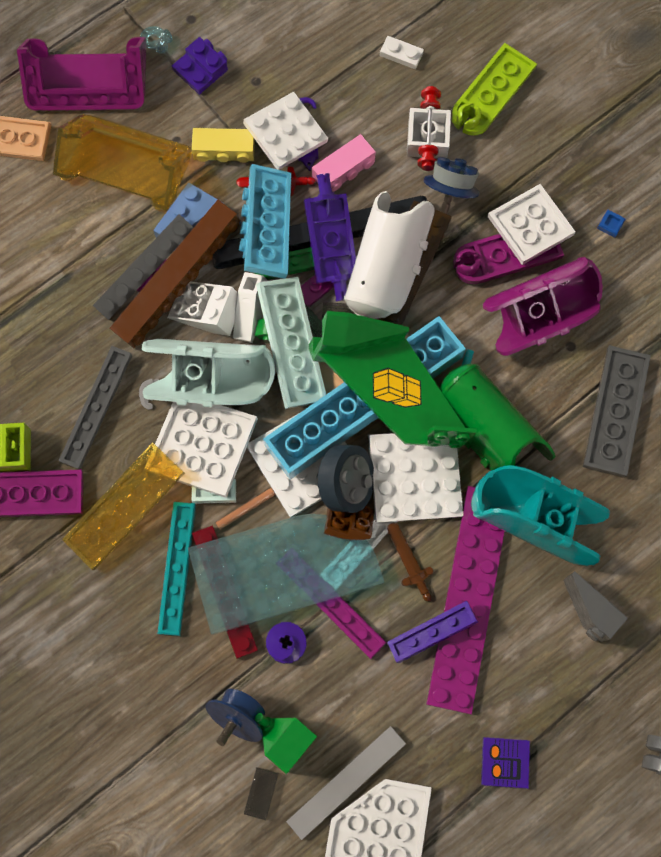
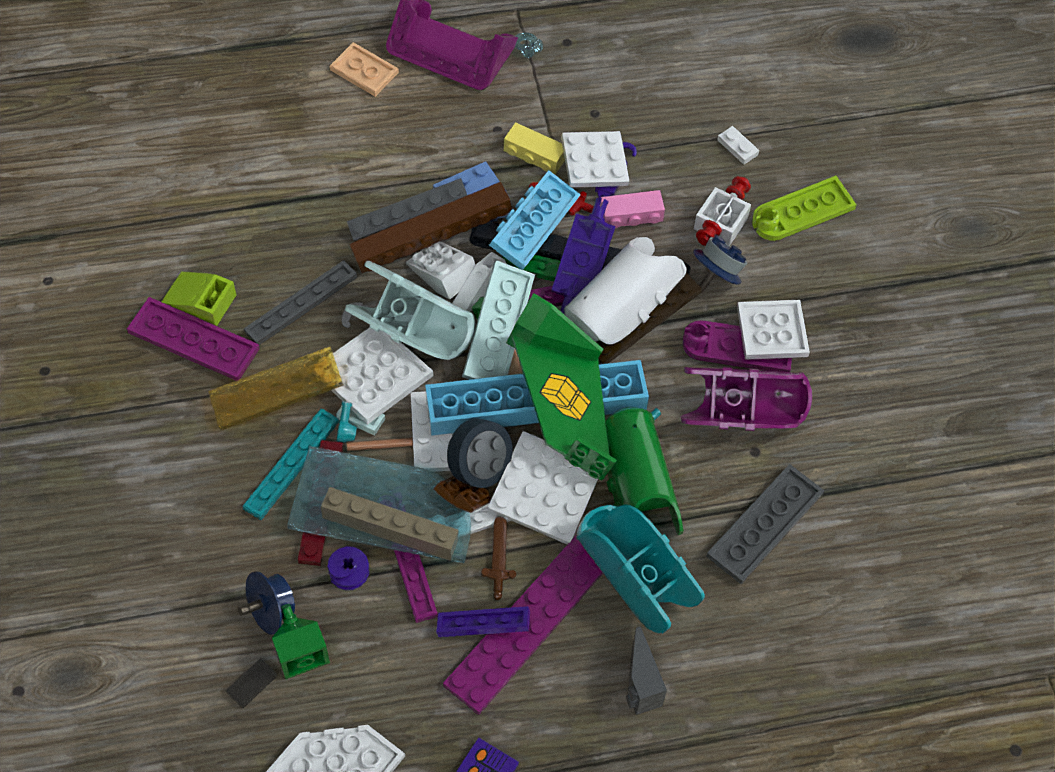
camera: 25 degrees right, 15 degrees down
(121, 158) = (439, 120): clear yellow windscreen -> none
(200, 65) = (553, 80): dark purple plate -> none
(208, 512) = (346, 431): none -> teal bar
(305, 588) = (389, 523): none -> dark tan brick
(345, 783) = (331, 712): light grey tile -> none
(611, 223) = (852, 366): blue tile -> none

